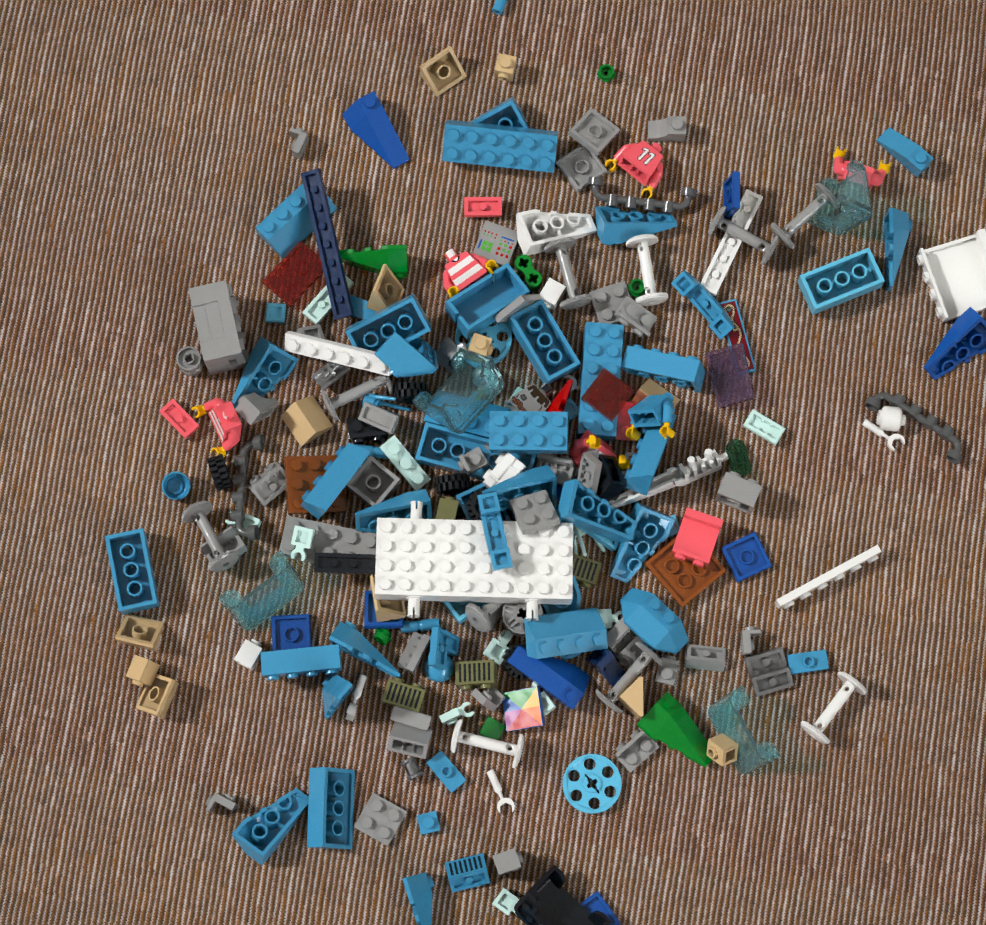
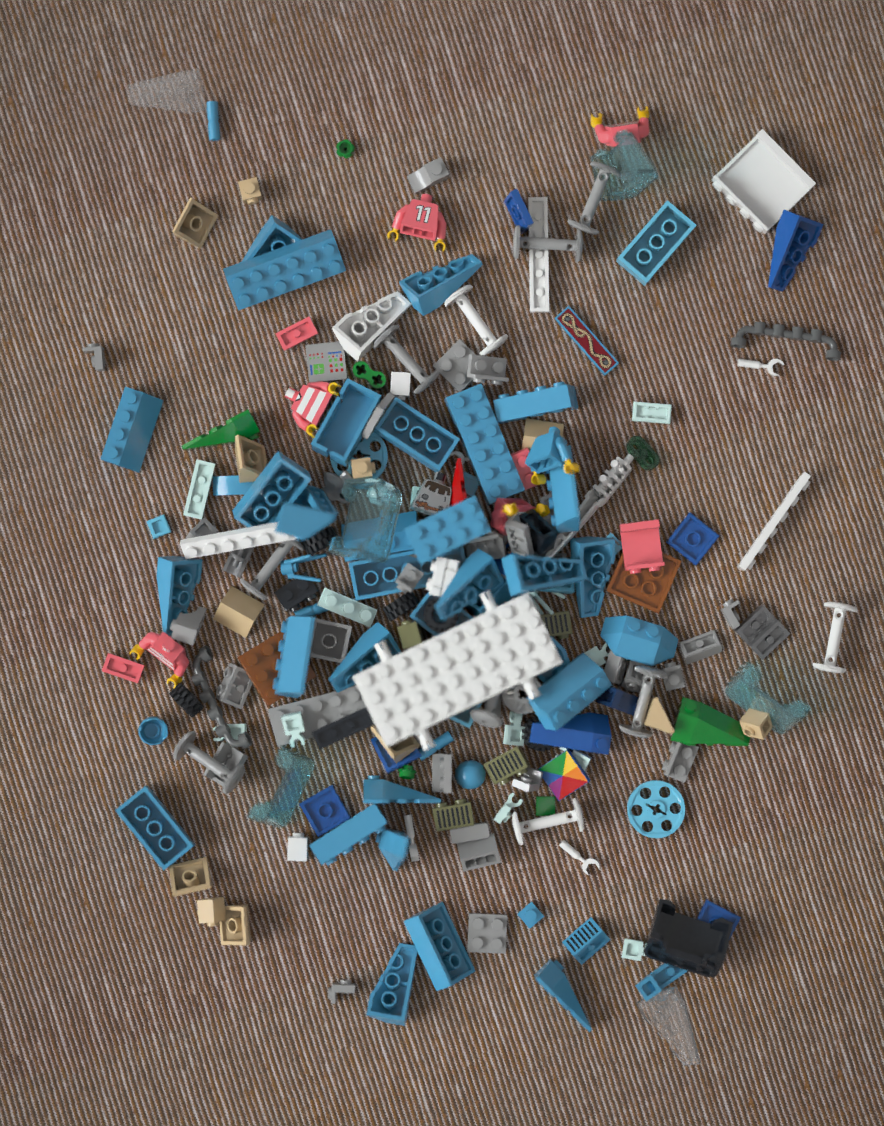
camera: 30 degrees left, 10 degrees up
(190, 361) = (105, 611): light grey wheel -> none
(219, 327) = (116, 569): light grey container -> none
(294, 274) = (158, 482): clear red plate -> none
(327, 244) = (174, 442): dark blue plate -> none
(371, 124) = (155, 306): blue wedge -> none
(379, 417) = (304, 578): light grey tile -> none
(411, 768) = (492, 875): flat silver bush -> none
(441, 645) = (463, 754): dark azure plate -> none
(446, 771) = (523, 862): dark azure plate -> none
(494, 531) = (464, 638): dark azure slope -> none
(508, 861) = (618, 916): light grey brick -> none
(534, 512) = (489, 600): light grey plate -> none
(579, 166) = (367, 250): light grey tile -> none
(594, 131) = (362, 212): light grey plate -> none
(607, 394) = (499, 456): clear red plate -> none
(632, 287) = (469, 339): green plate -> none
(649, 204) = (446, 256): dark grey bar -> none
(705, 302) = (544, 324): dark azure slope -> none
(730, 375) = (598, 380): clear purple plate -> none
(738, 492) = (658, 486): light grey brick -> none
(807, 662) = (792, 606): dark azure plate -> none
(890, 418) = (761, 348): white head -> none
(896, 232) = (685, 174): dark azure wedge -> none
(905, 151) = (655, 88): dark azure slope -> none

